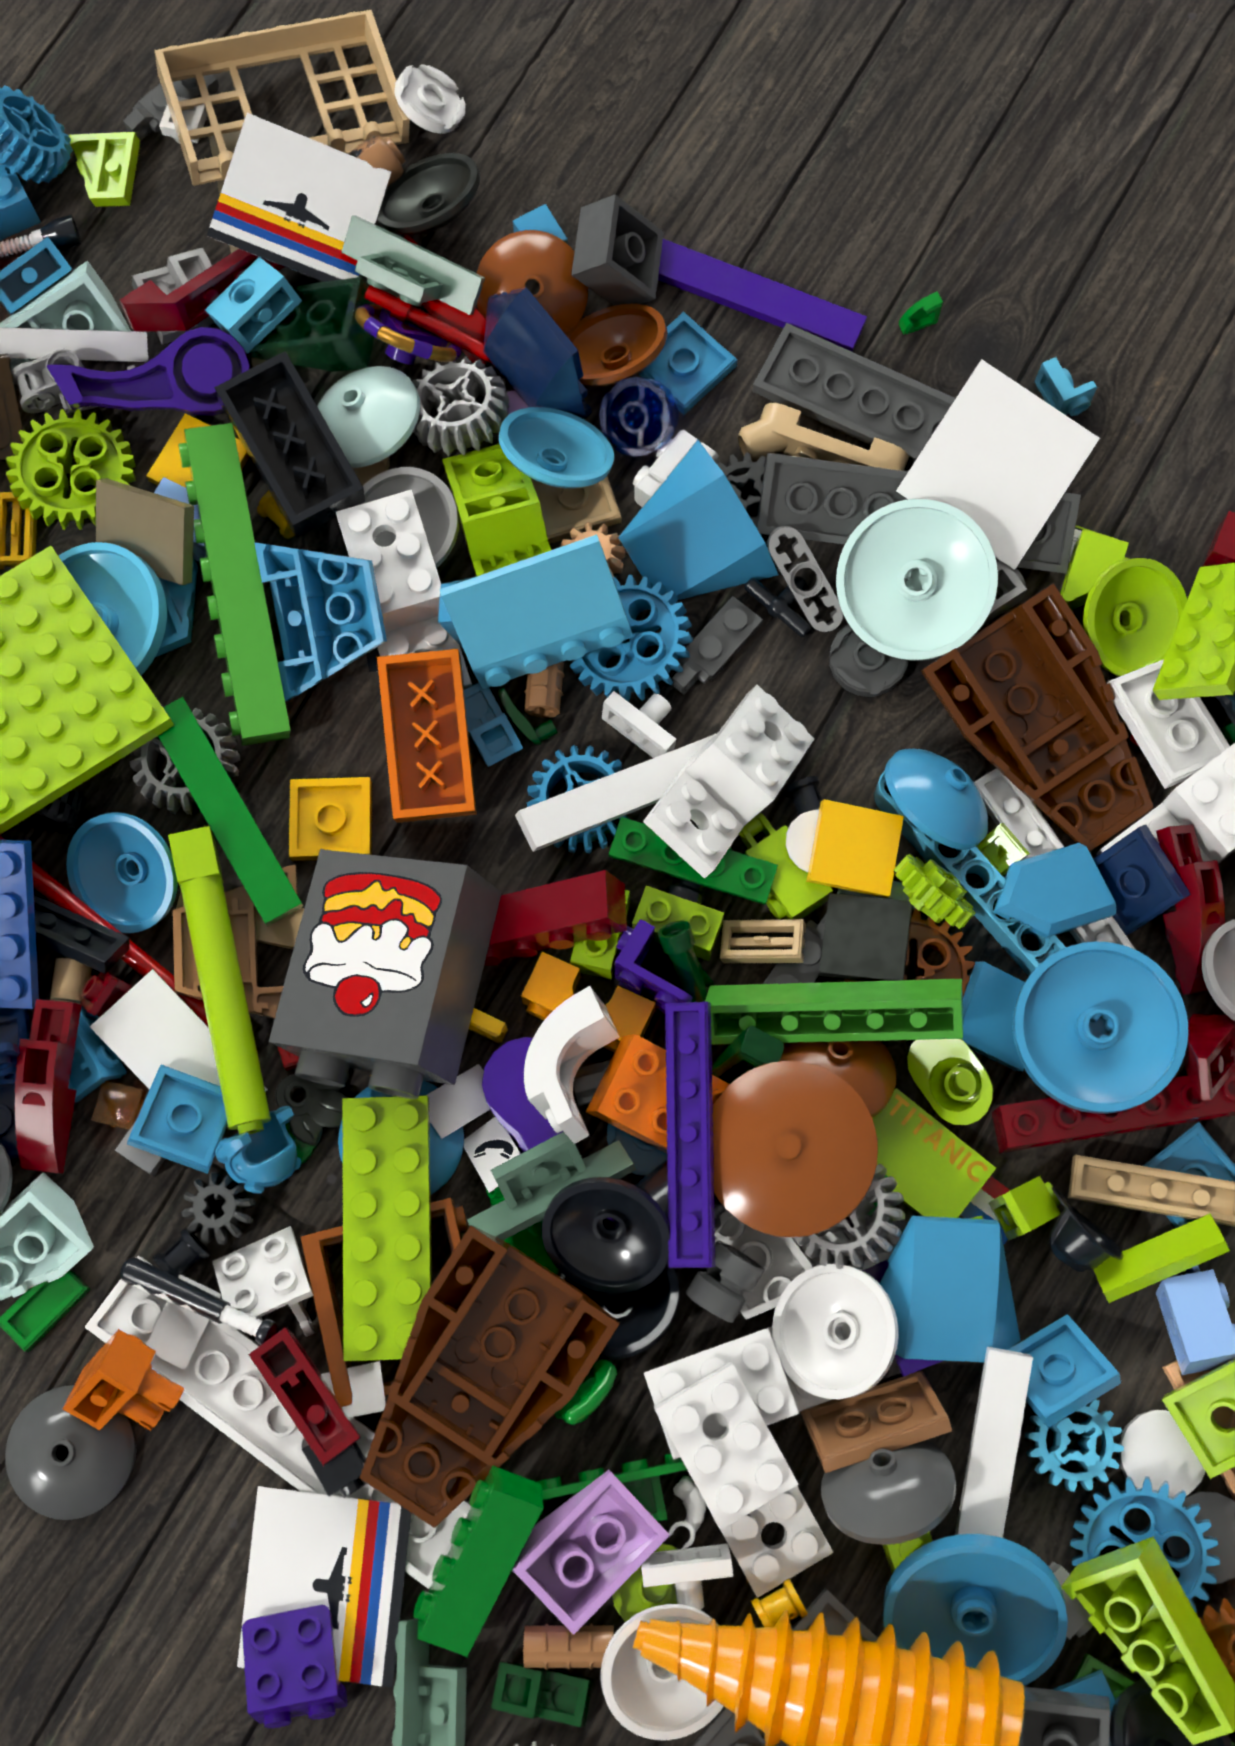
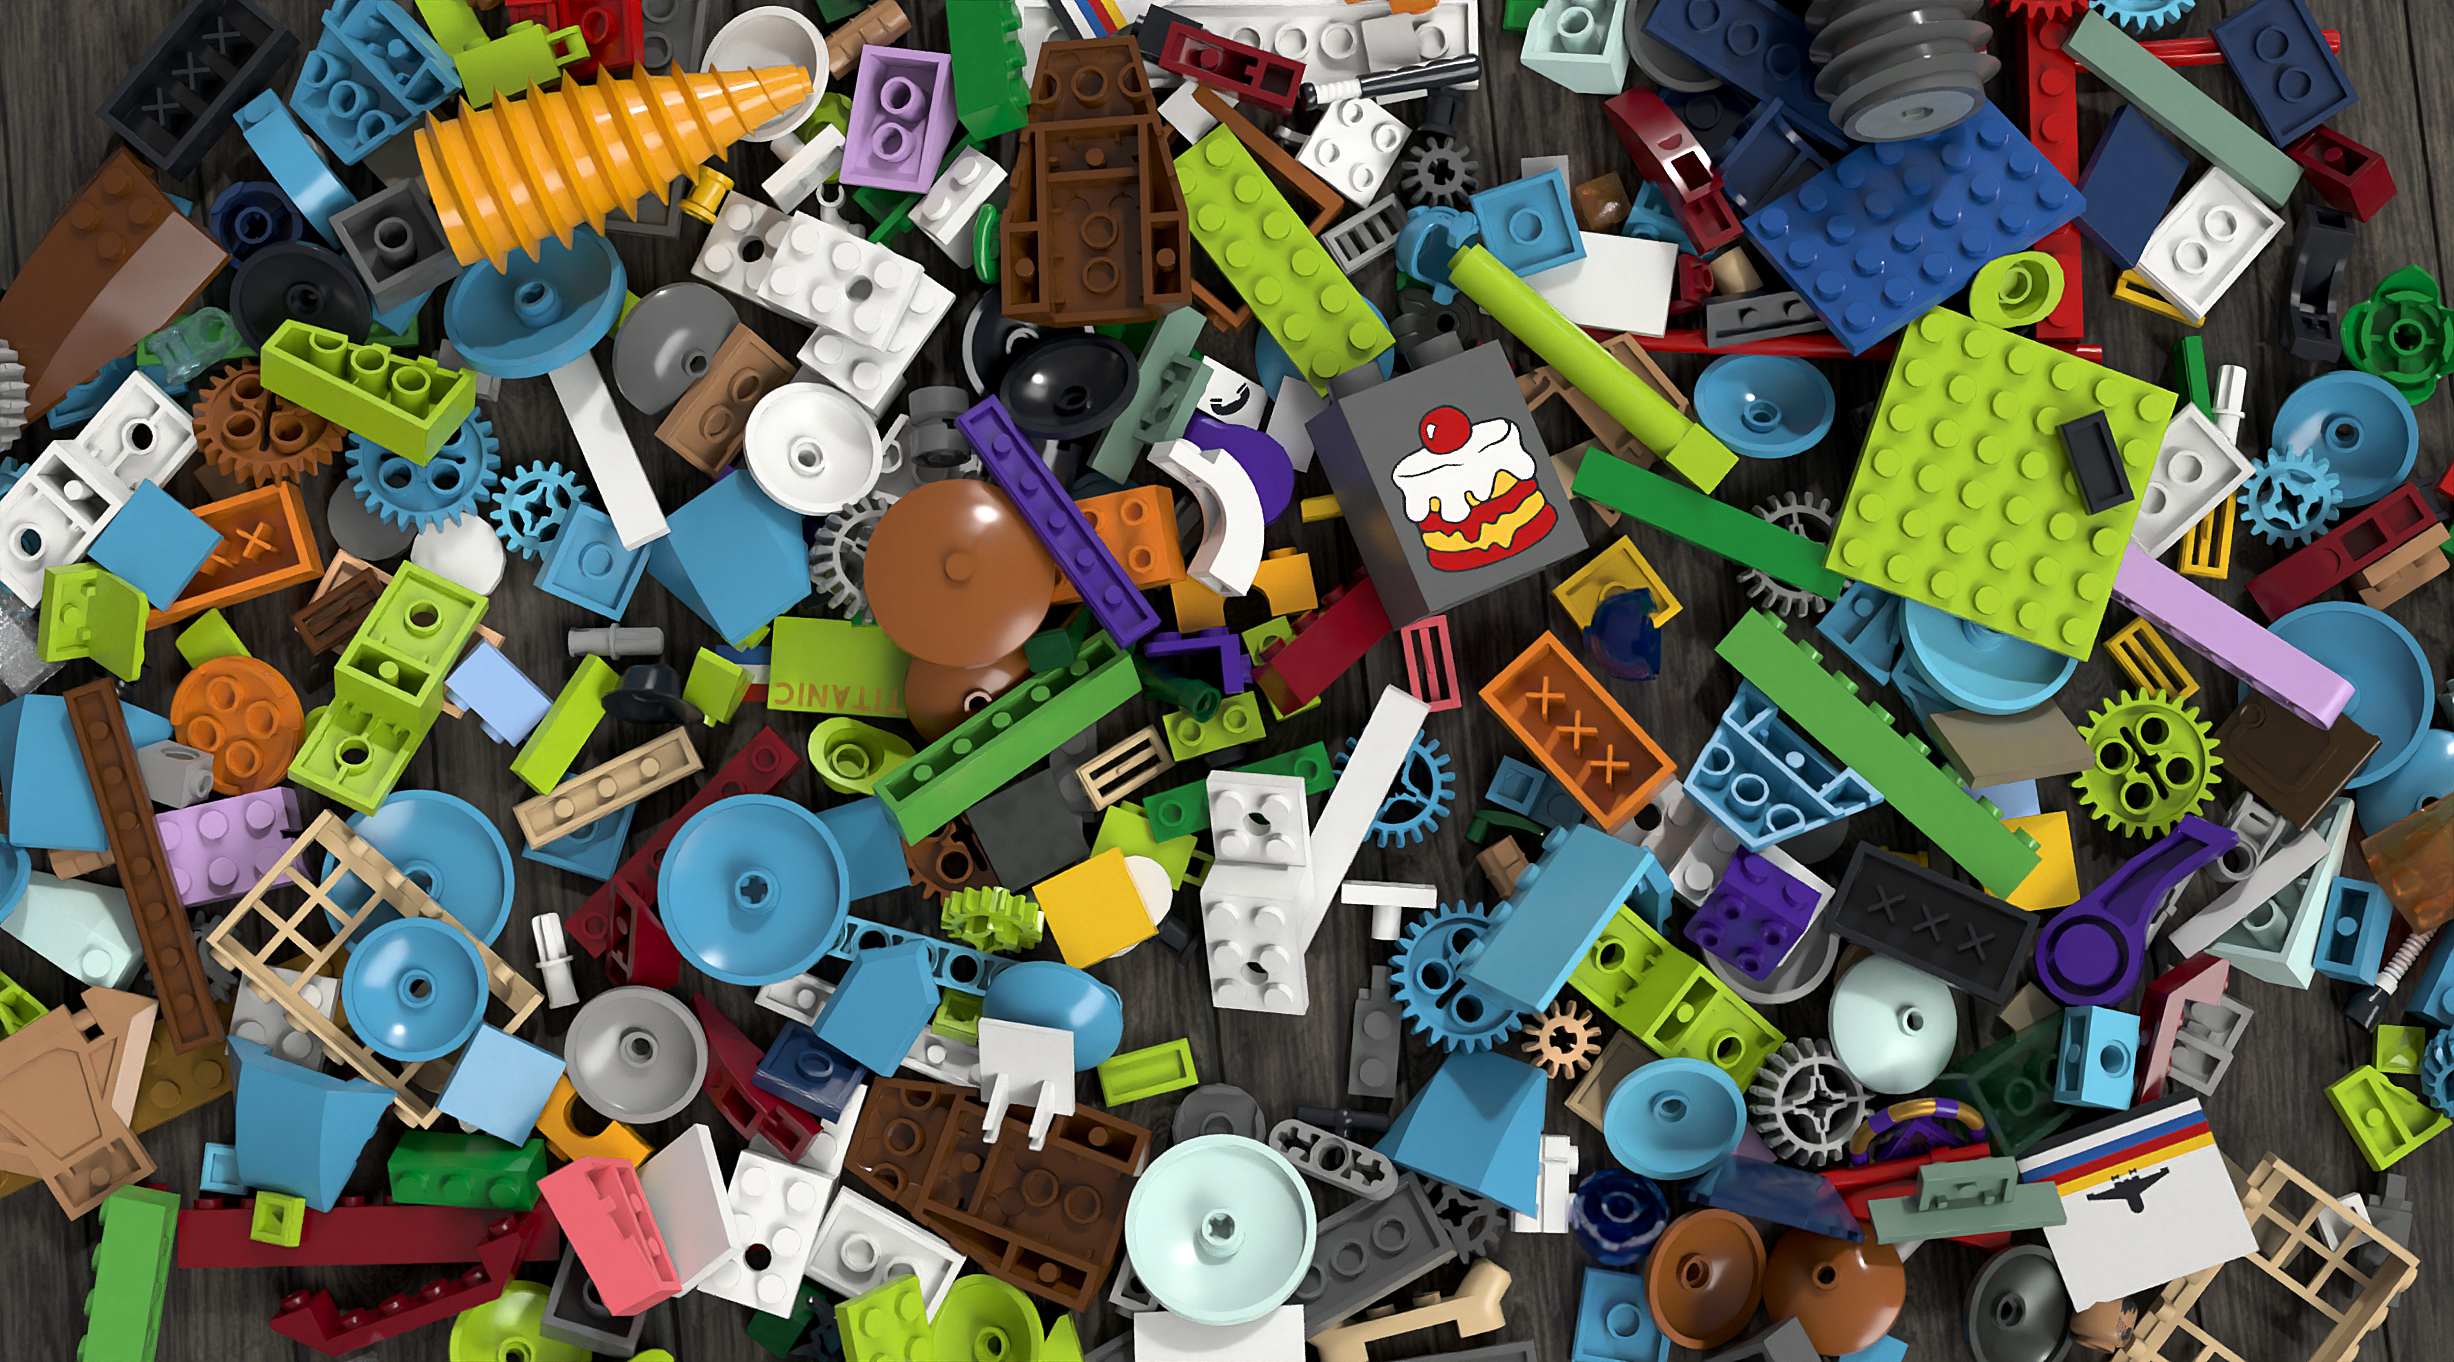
camera: 140 degrees right, 10 degrees up
(63, 198) = (2398, 1049): none -> lime tile
(181, 675) = (1864, 629): none -> dark azure wing
(330, 1204) = (1342, 249): none -> light grey slope
(344, 780) = (1625, 636): none -> clear blue cylinder
(400, 525) = (1753, 914): none -> dark purple bracket
(485, 845) = (1448, 662): none -> coral tile
(587, 1447) = (955, 200): none -> white bracket
(890, 726) = (1147, 1072): none -> lime tile
(981, 768) = (1025, 1068): none -> white plate
(1081, 1300) = (615, 641): none -> light grey axle

